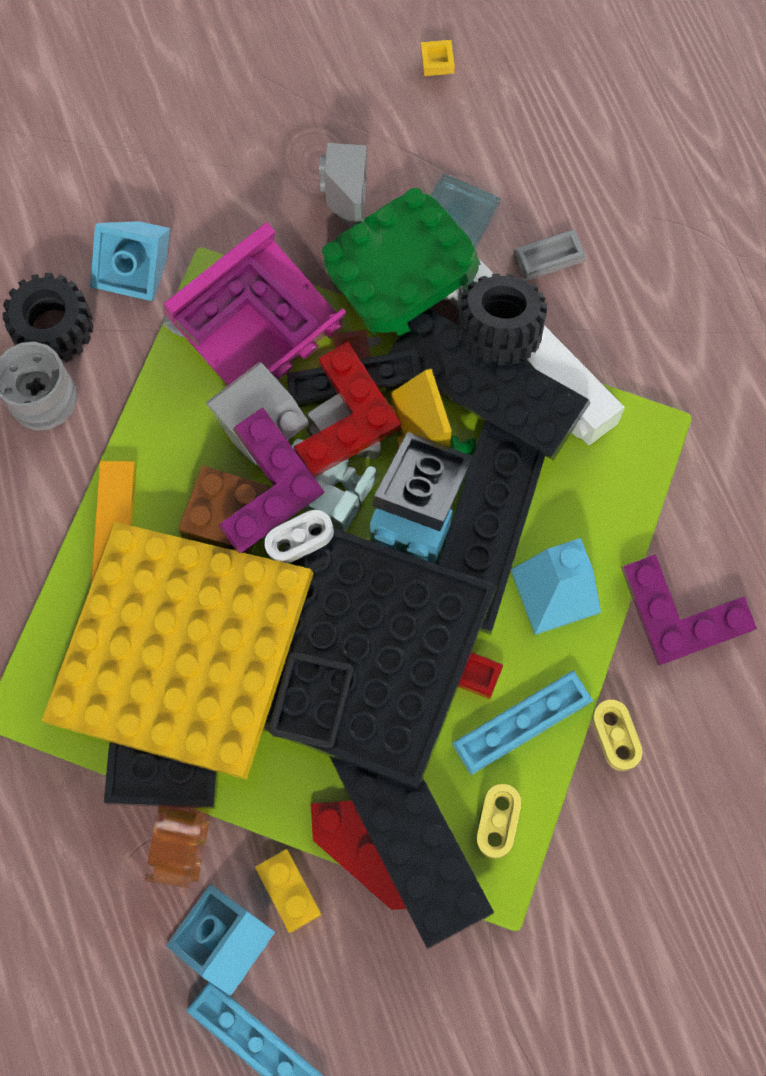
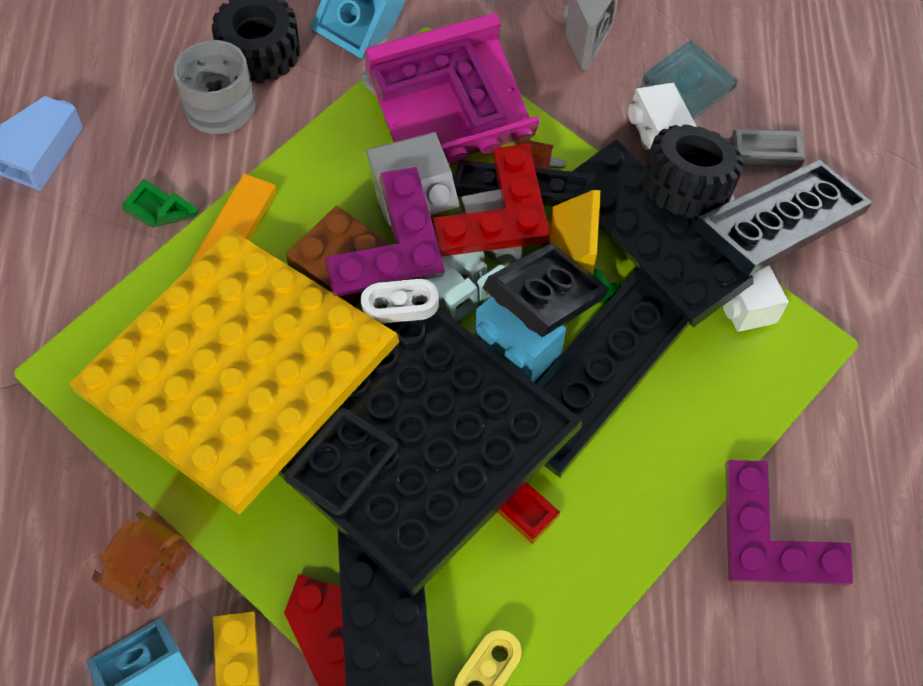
camera: 20 degrees right, 10 degrees down
(32, 520) = (156, 207): none -> green slope
(156, 781) = (151, 485): black plate -> none
(401, 261) = (613, 95): green plate -> none
(522, 722) = (556, 579): medium azure tile -> none
(557, 586) = (650, 455): medium azure slope -> none
(591, 327) = (781, 216): none -> black plate
(618, 735) = (655, 636): light yellow plate -> none

